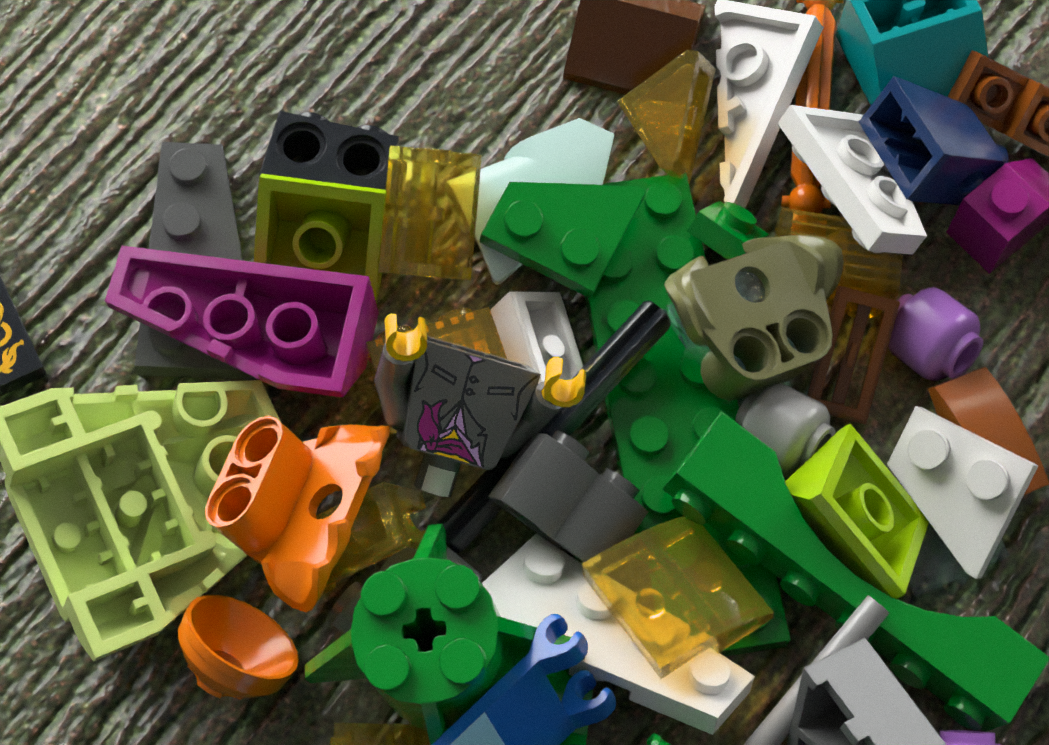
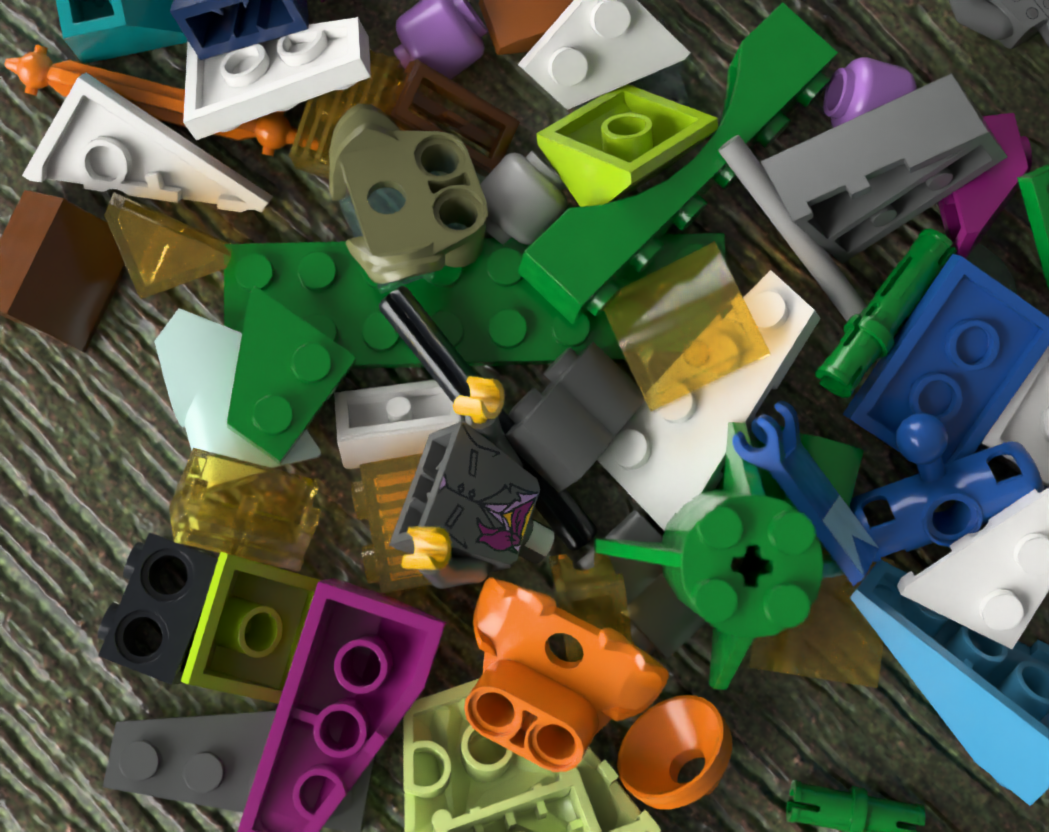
camera: 80 degrees left, 15 degrees up
(725, 228) = (300, 213): green plate -> none

